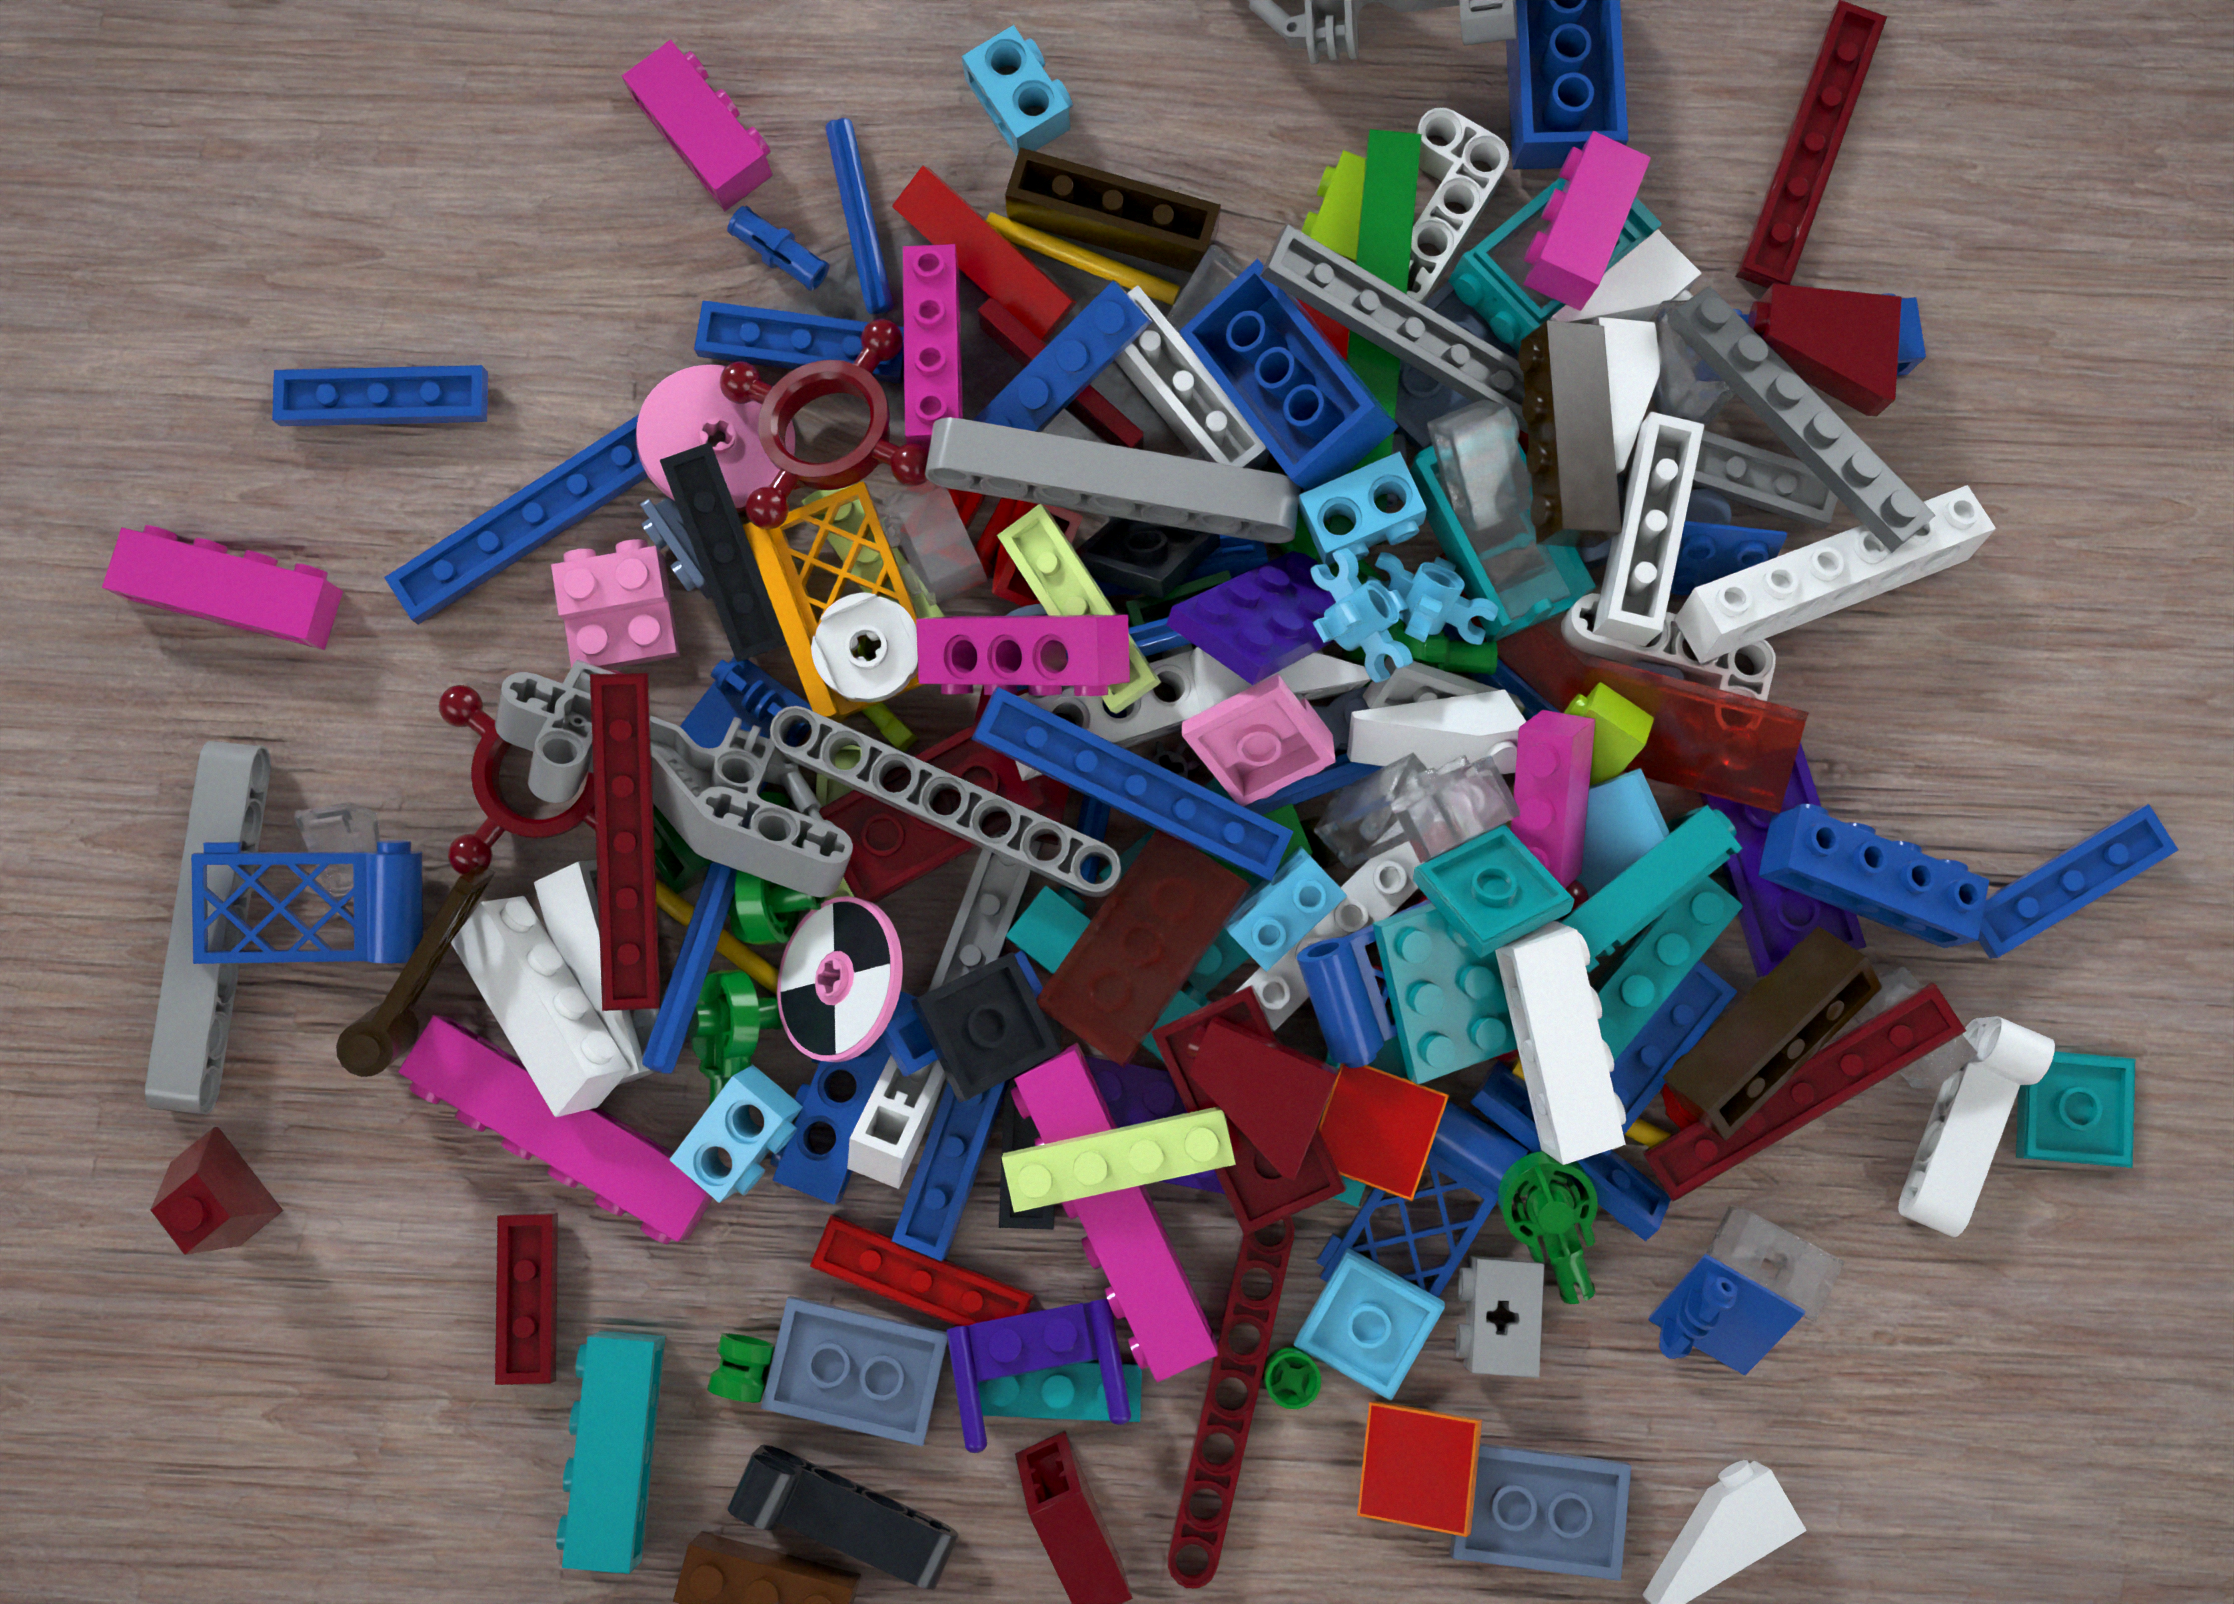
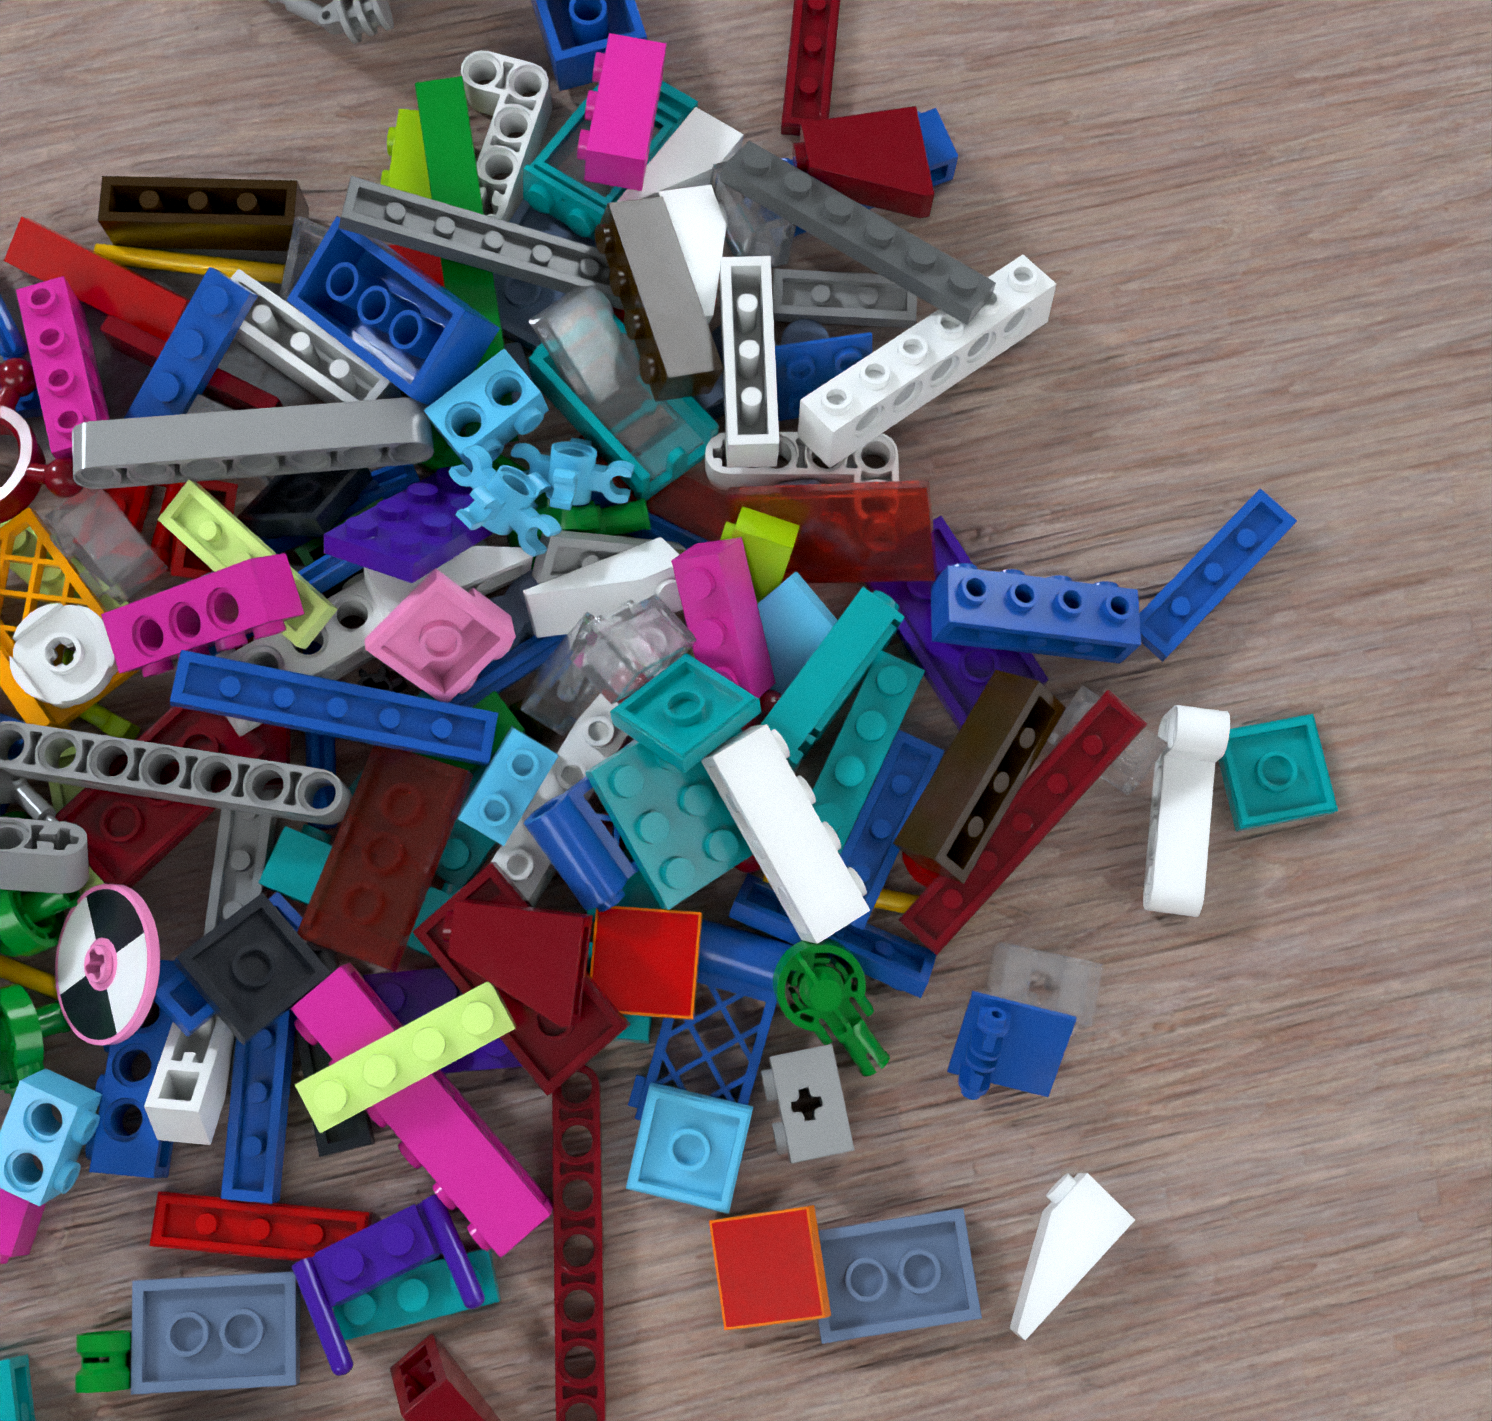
camera: 20 degrees left, 5 degrees down
(1009, 95) = (92, 135): medium azure brick -> none
(1297, 1386) = (622, 1222): green wheel -> none

